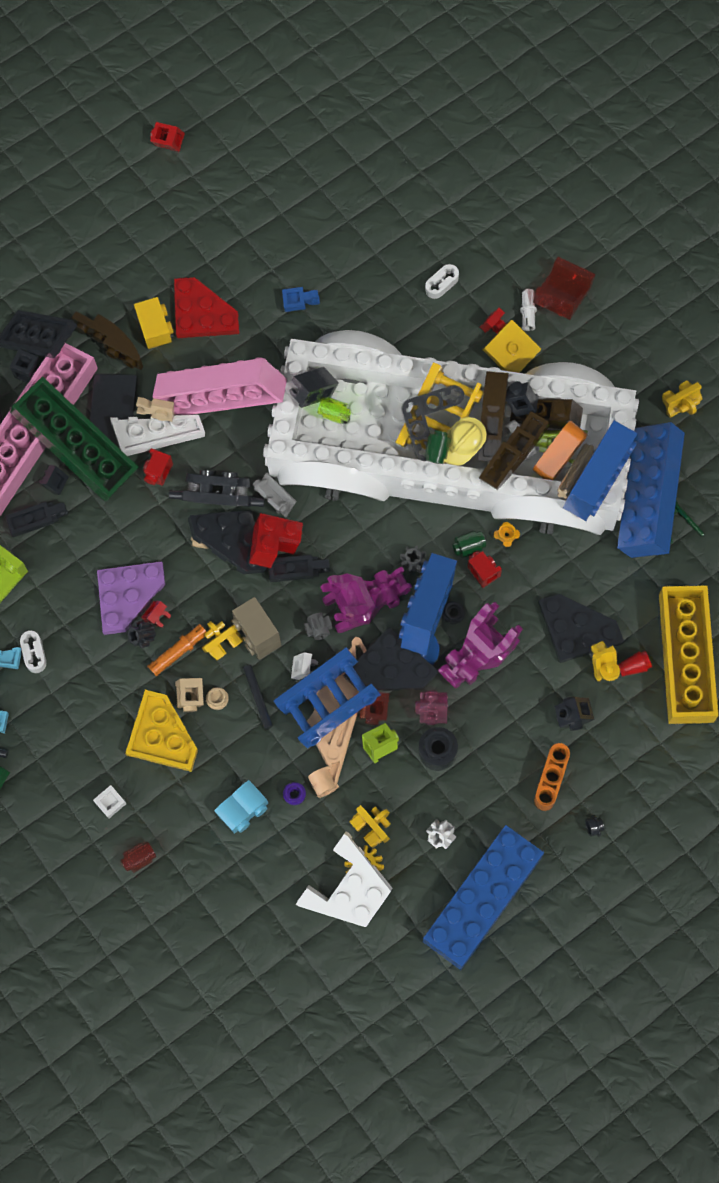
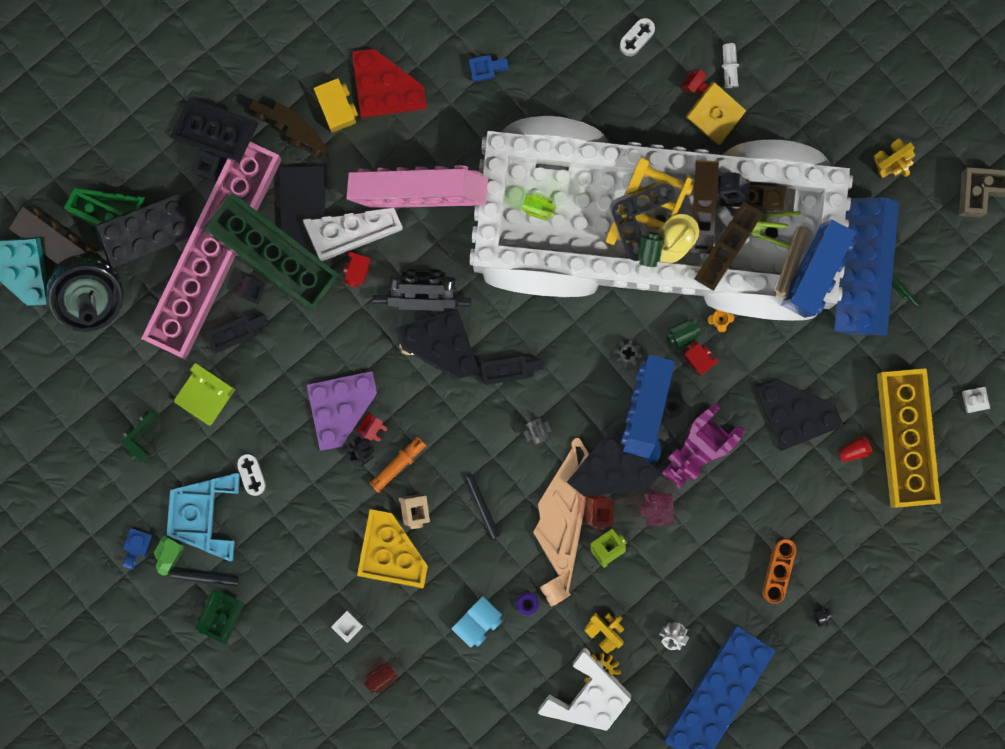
camera: 10 degrees left, 15 degrees up
(158, 409) = (355, 209): tan plate -> none
(214, 647) = (438, 448): yellow hips -> none
(217, 698) = (442, 511): tan plate -> none
(260, 633) = (476, 440): dark tan brick -> none
(273, 535) = (482, 340): red brick -> none
(275, 494) = (486, 296): light grey hinge -> none
(302, 665) = (525, 474): white tile -> none
(313, 386) = (516, 185): black hinge -> none
(315, 681) = (532, 500): blue fence -> none
(363, 599) = (579, 400): magenta animal -> none
(441, 737) = (653, 550): black piece -> none
(560, 451) = (775, 244): orange beam -> none
(564, 288) = (767, 41): clear red panel -> none
(574, 713) = (798, 506): black brick -> none
(605, 662) = (827, 454): yellow hips -> none

